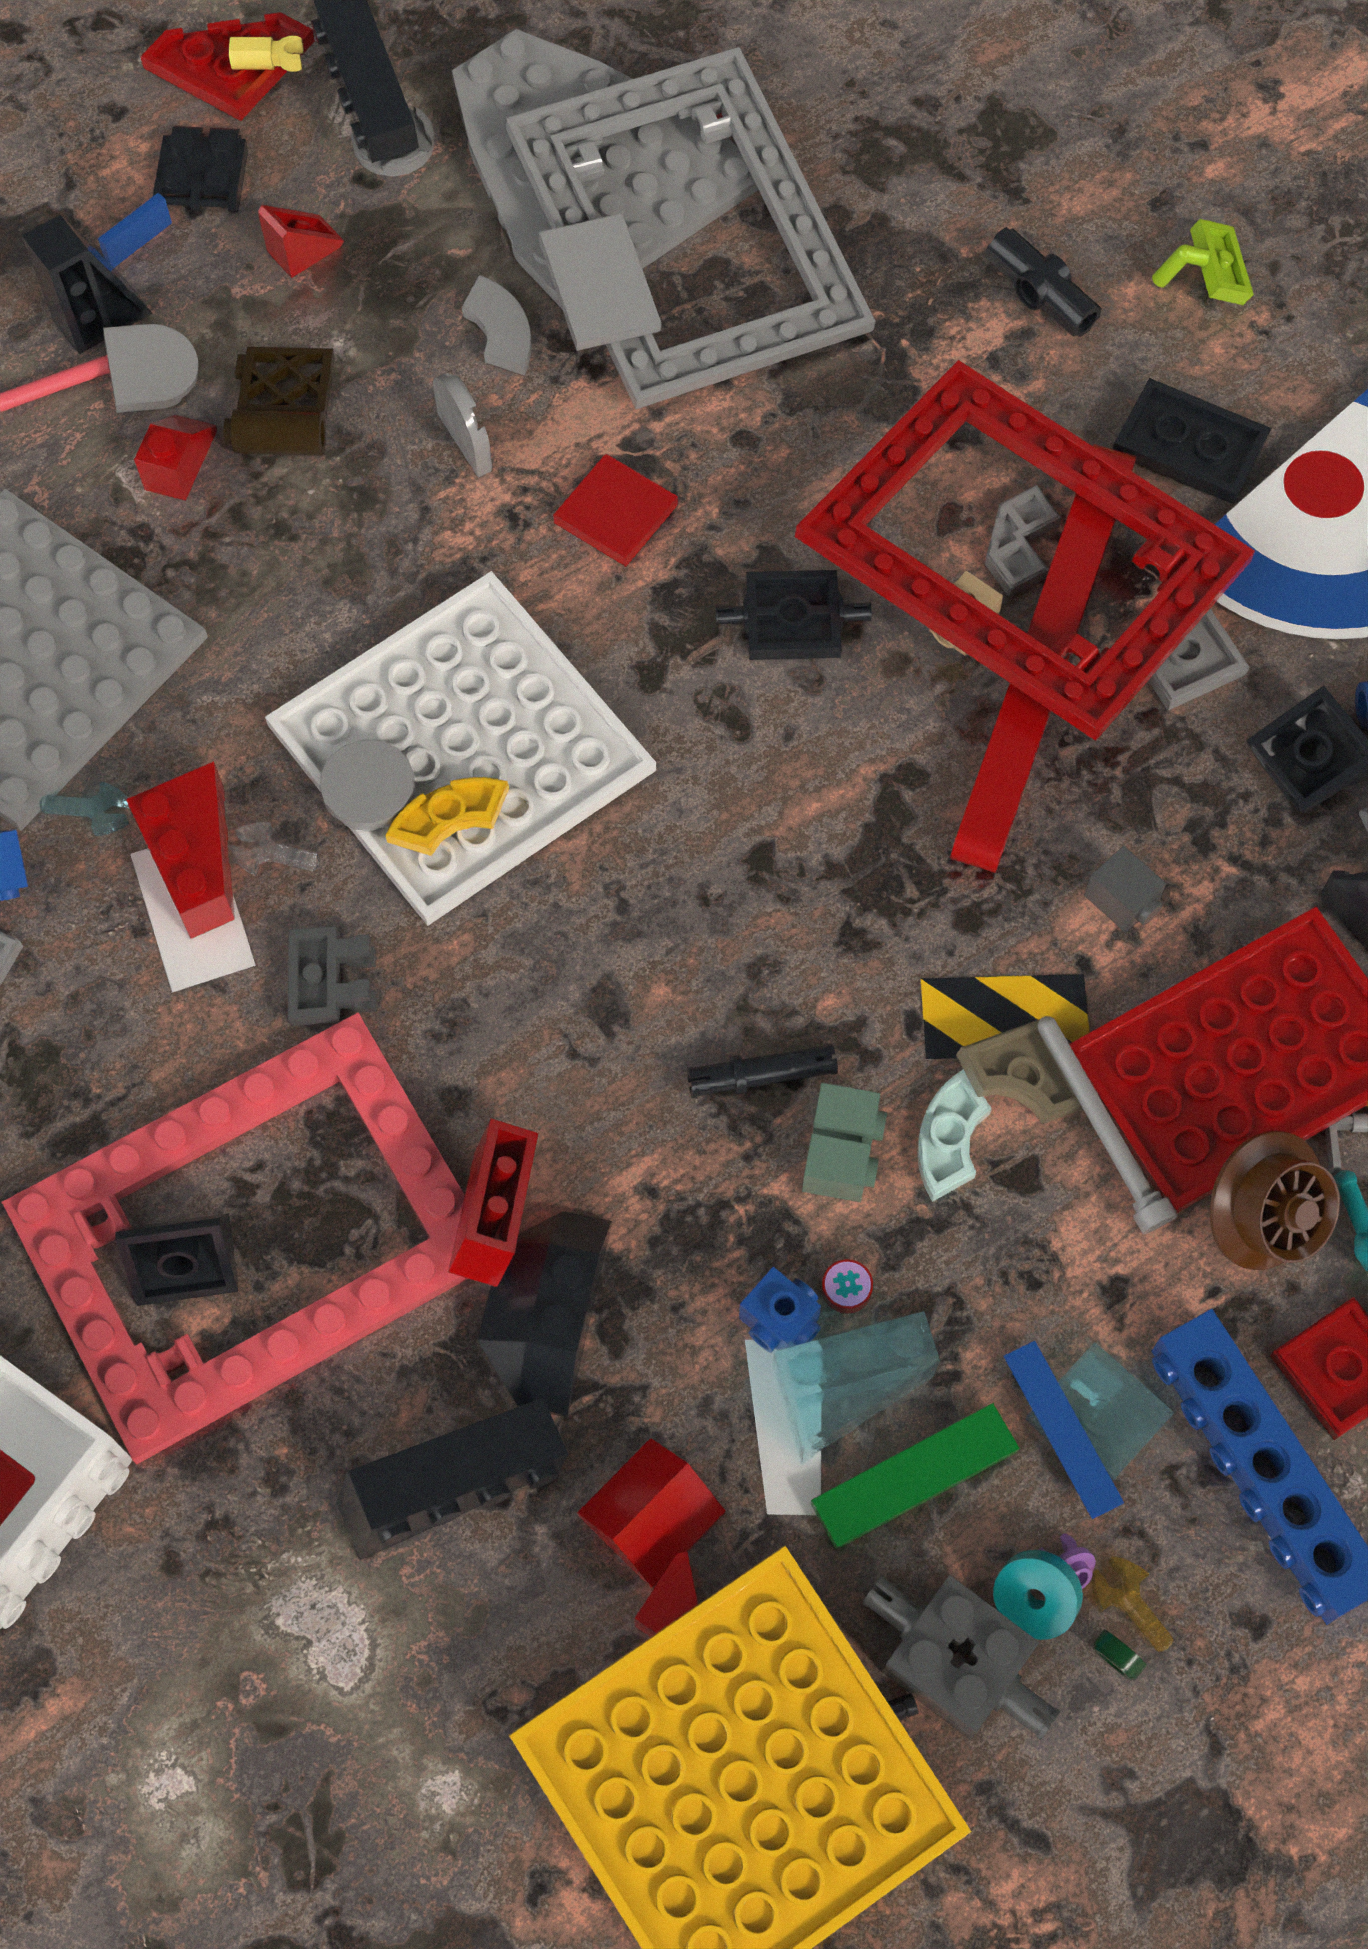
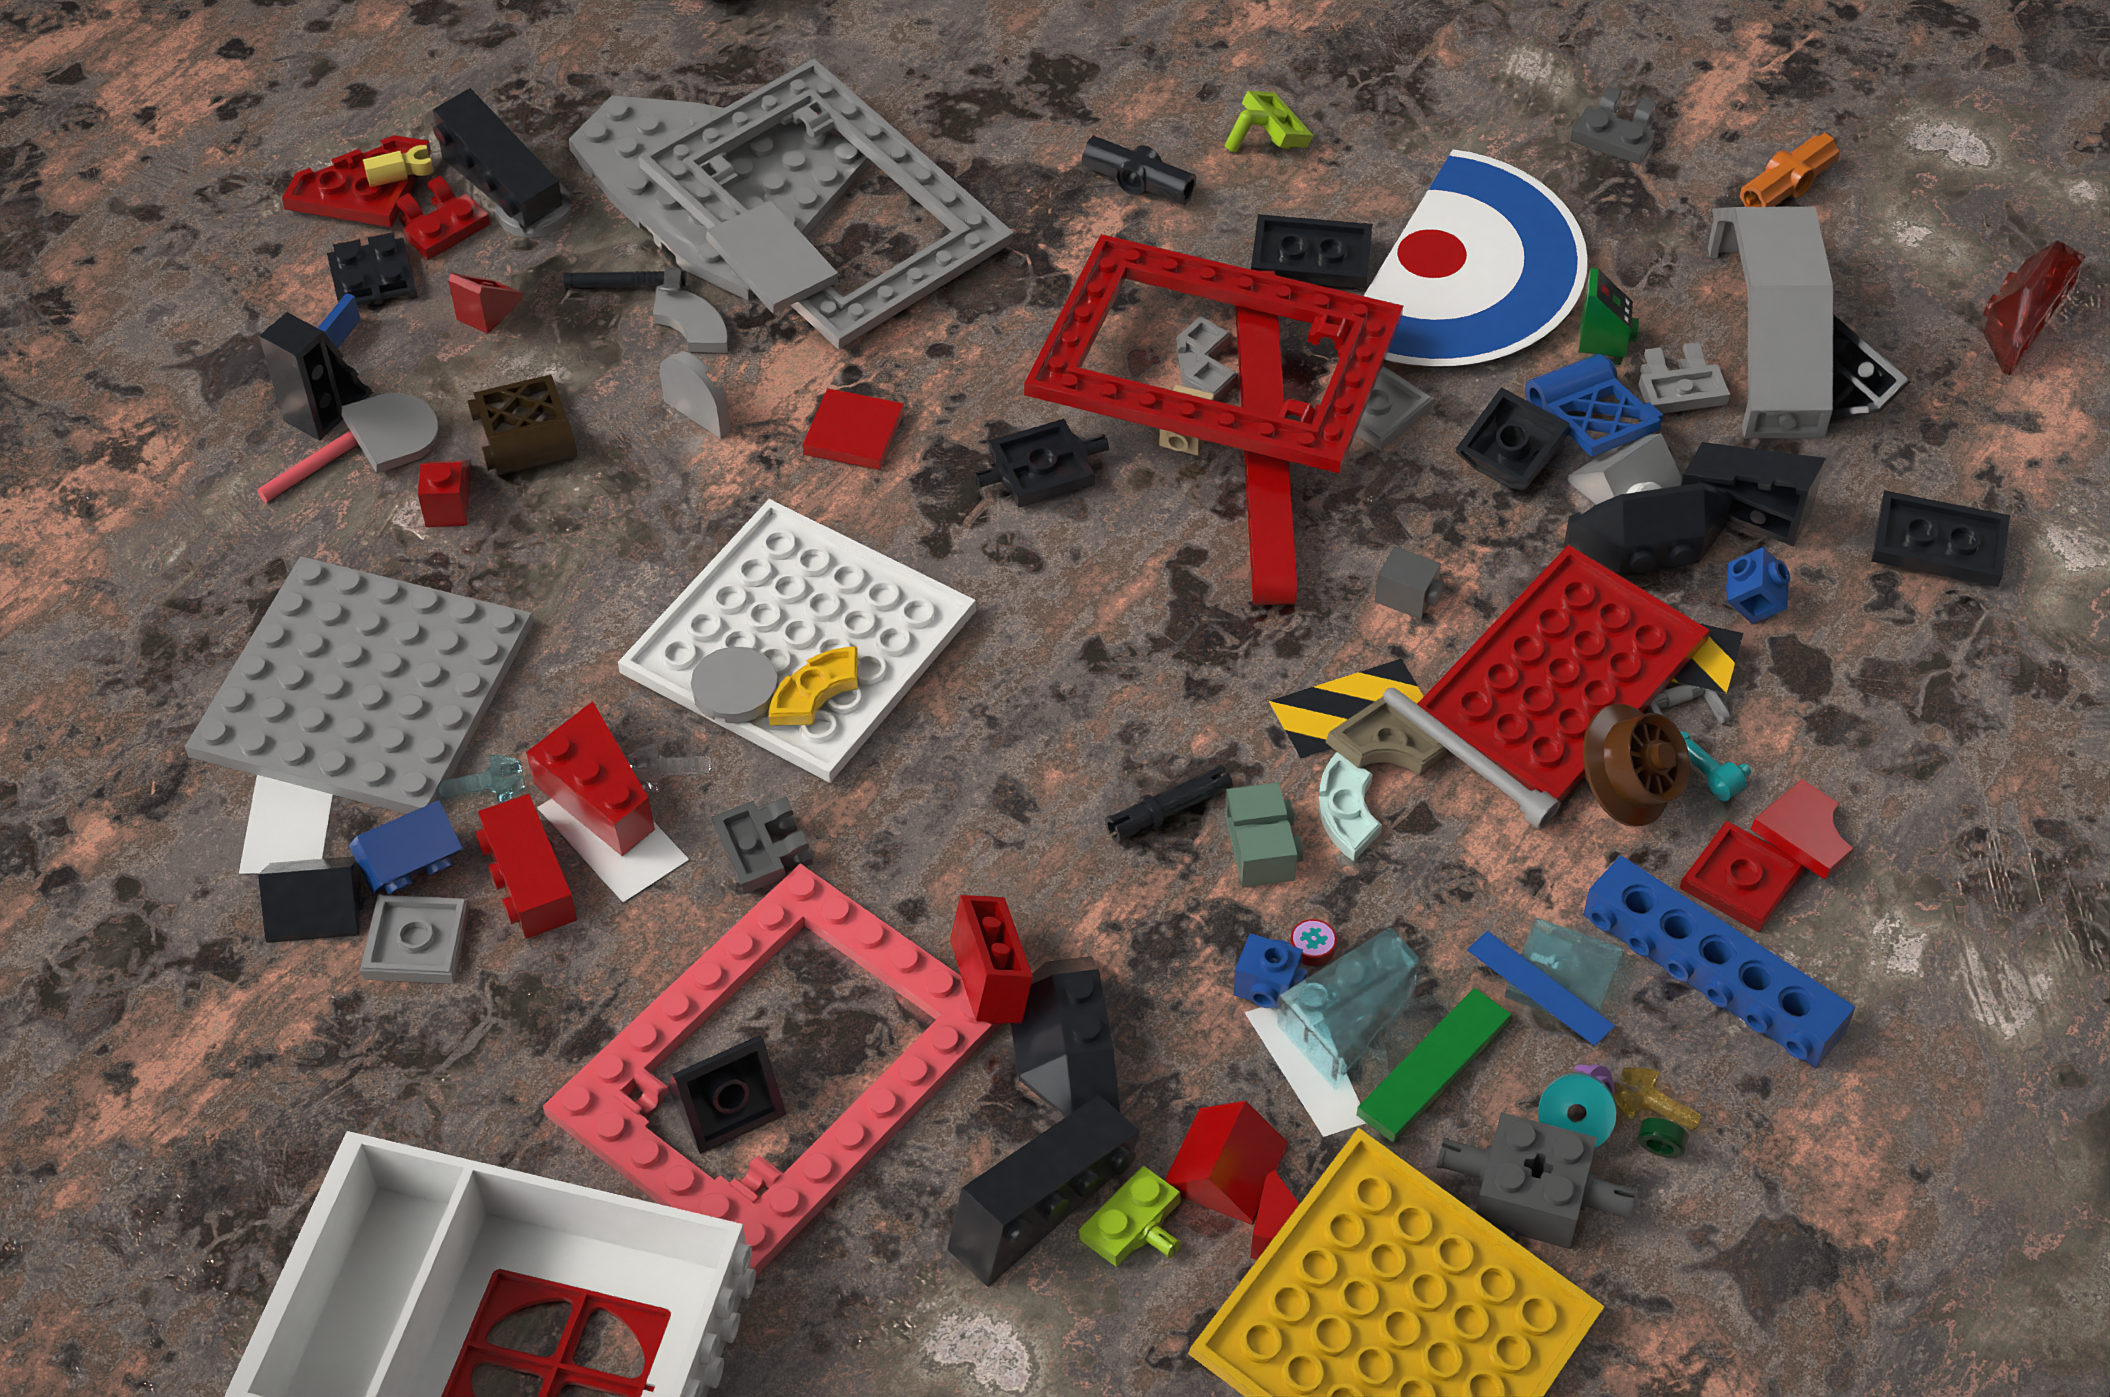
camera: 20 degrees left, 15 degrees down
(86, 924) = (525, 867): none -> red brick
(296, 135) = (444, 227): none -> red plate
(496, 268) = (669, 280): none -> black piece
(531, 1541) = (1133, 1219): none -> lime plate

